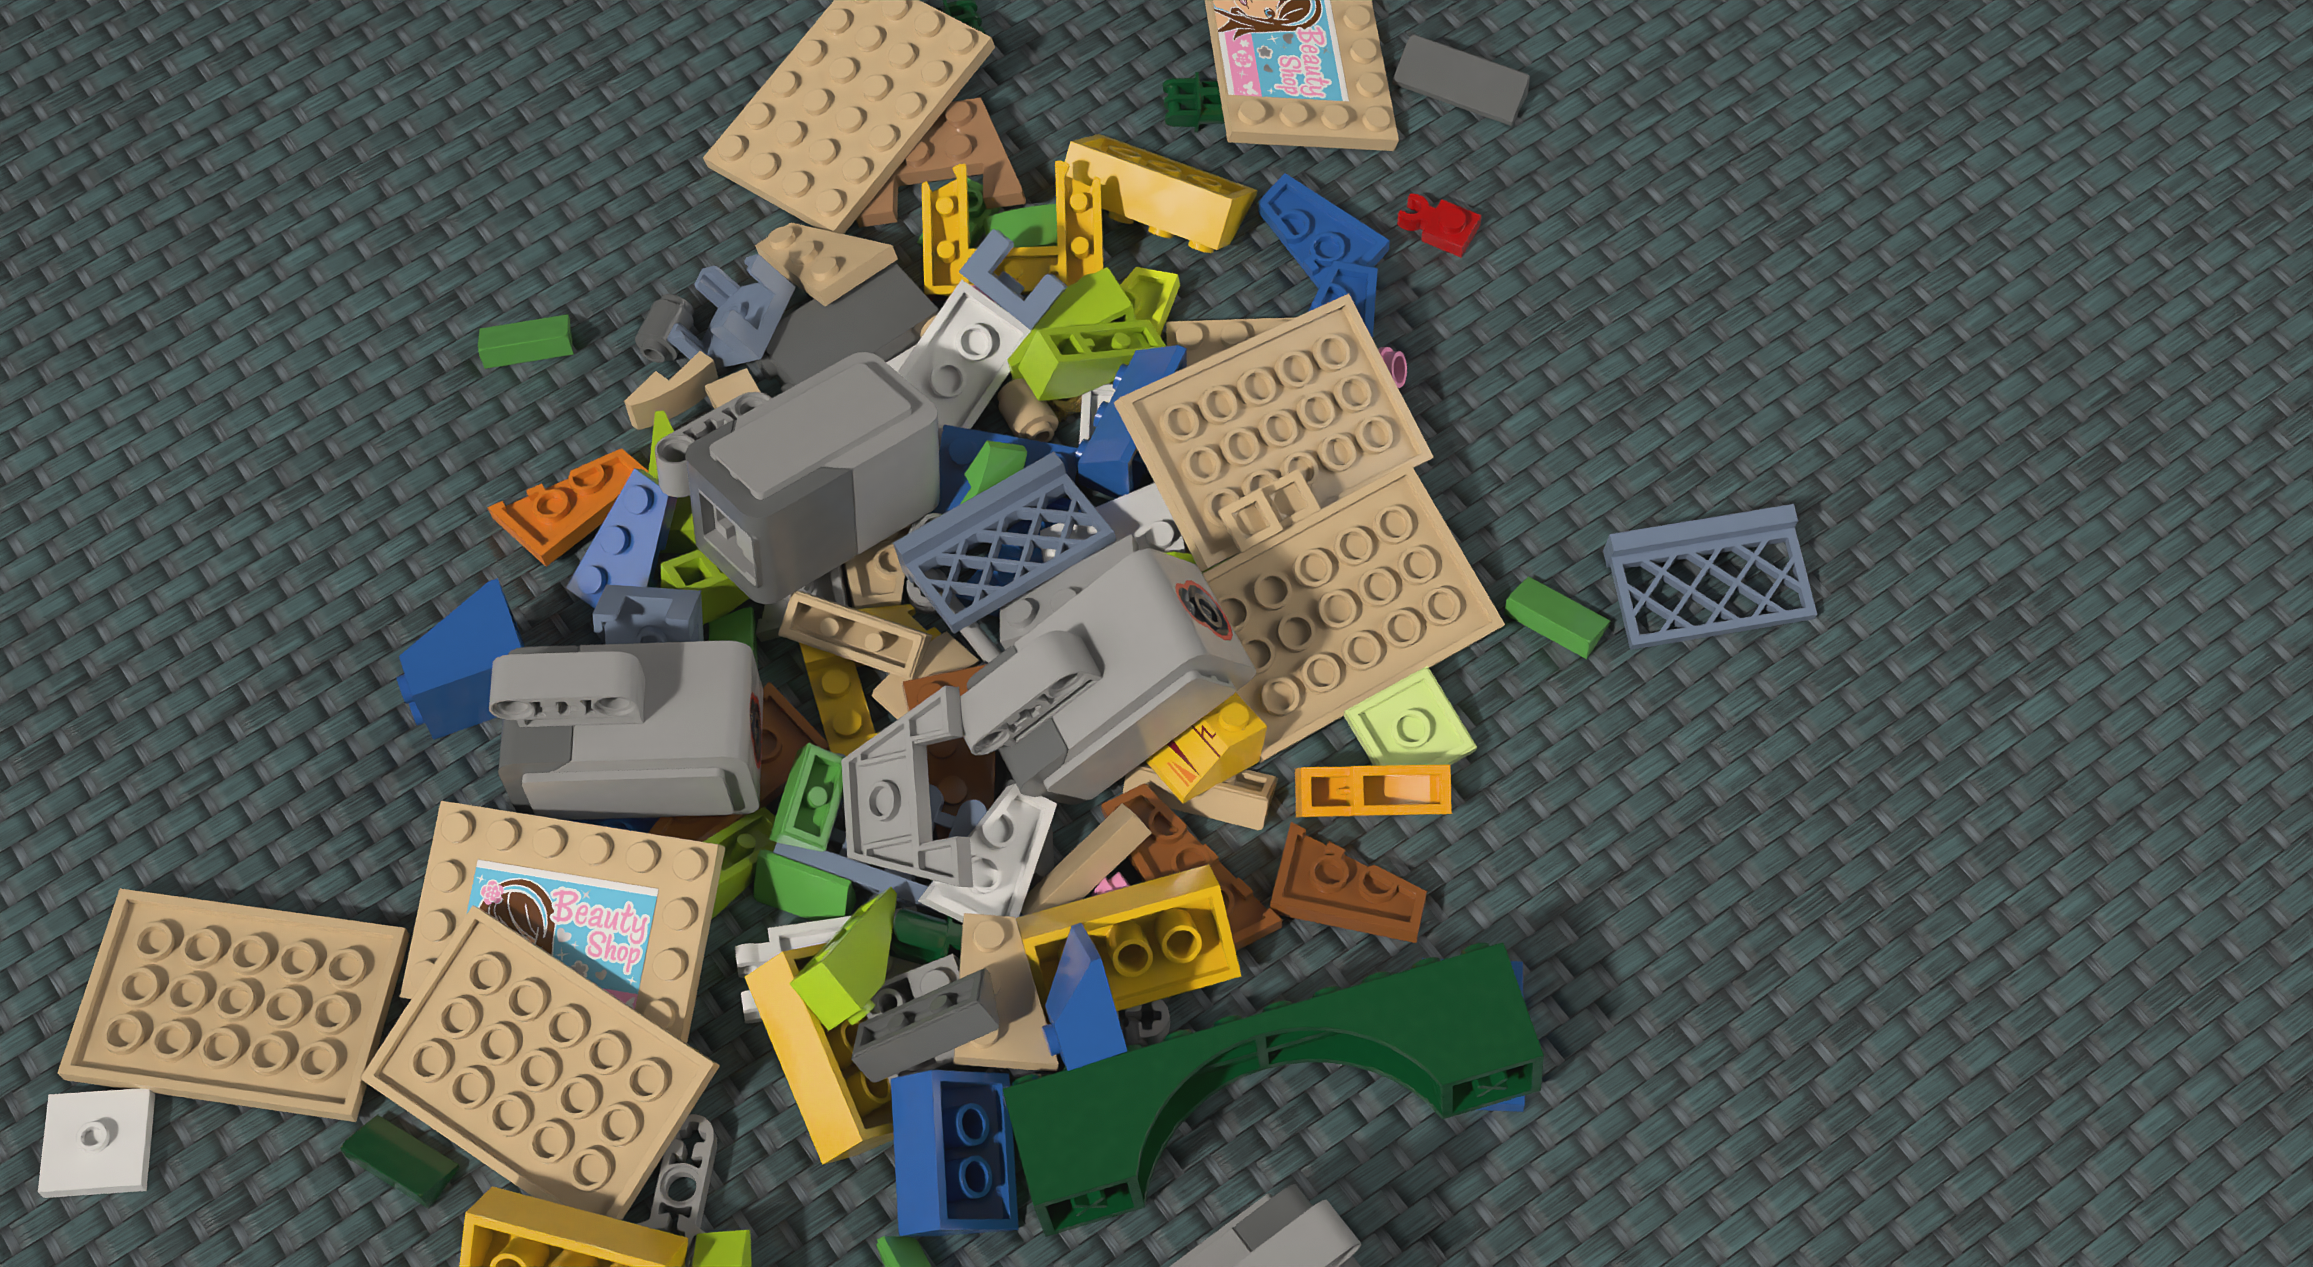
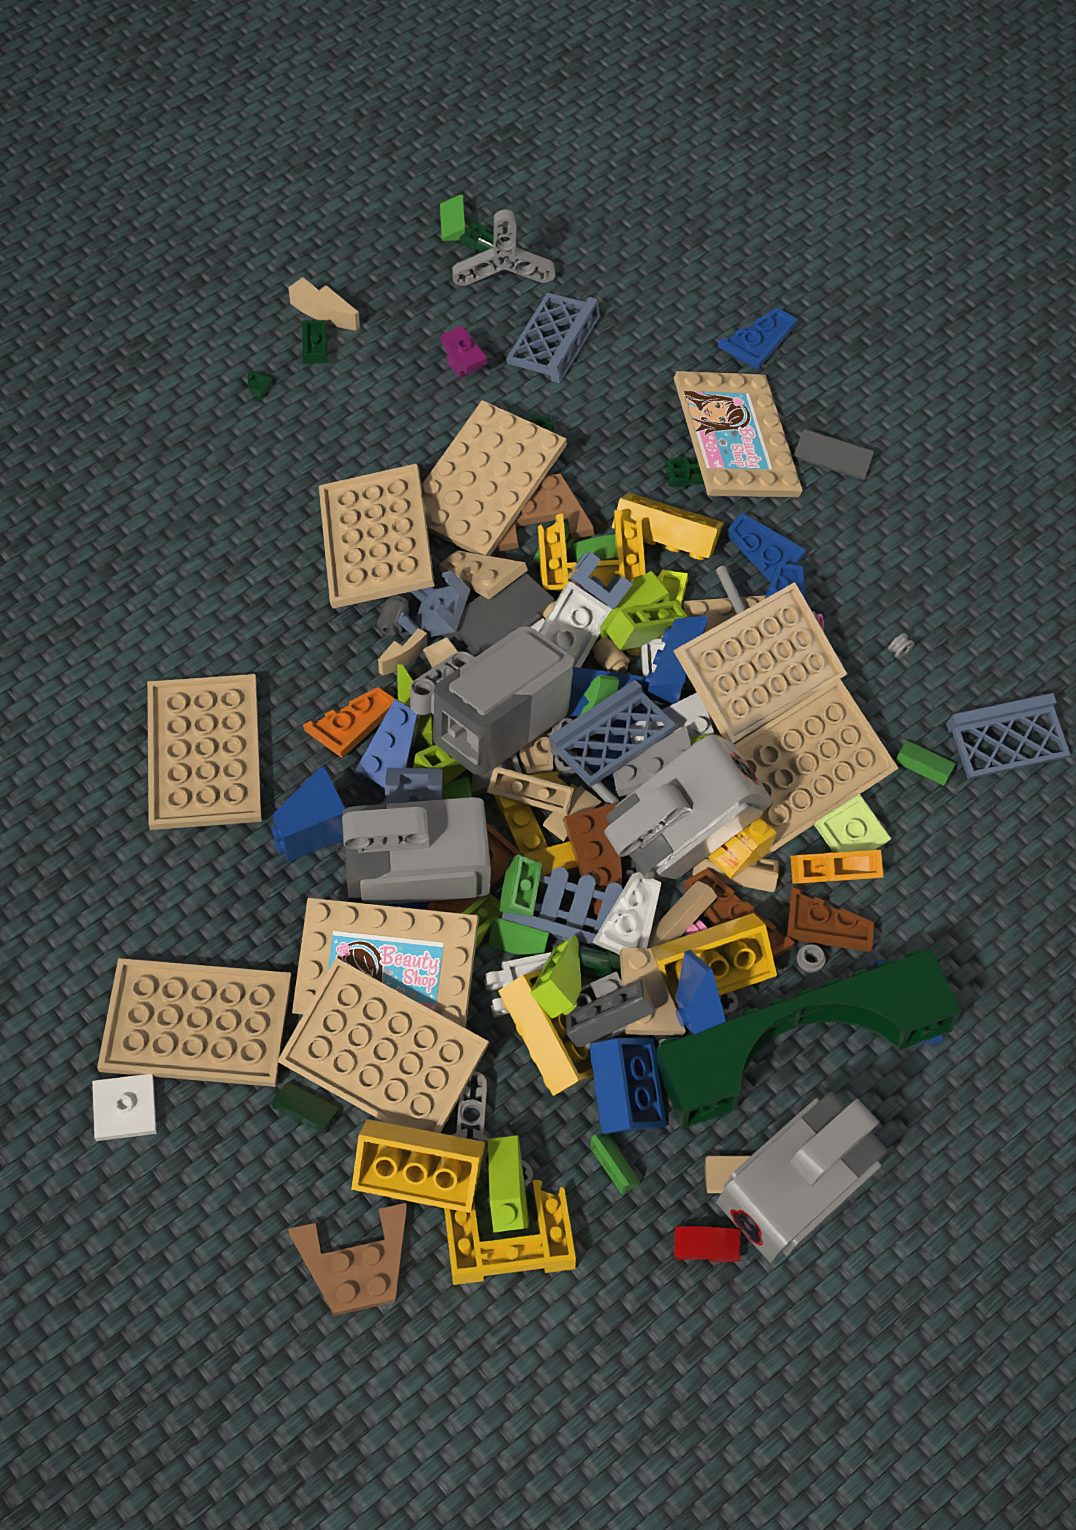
camera: 10 degrees left, 0 degrees up
(314, 547) = (203, 752): none -> tan plate
(525, 341) = (310, 625): bright green slope -> none
(649, 193) = (375, 536): none -> tan plate
(890, 796) = (570, 885): light grey wing -> none
(1246, 299) = (730, 589): none -> light grey bar
(1269, 510) = (764, 708): tan slope -> none
(1309, 936) = (813, 951): none -> light grey plate
(1443, 227) = (834, 540): red plate -> none
(1537, 412) = (901, 645): none -> light grey bush

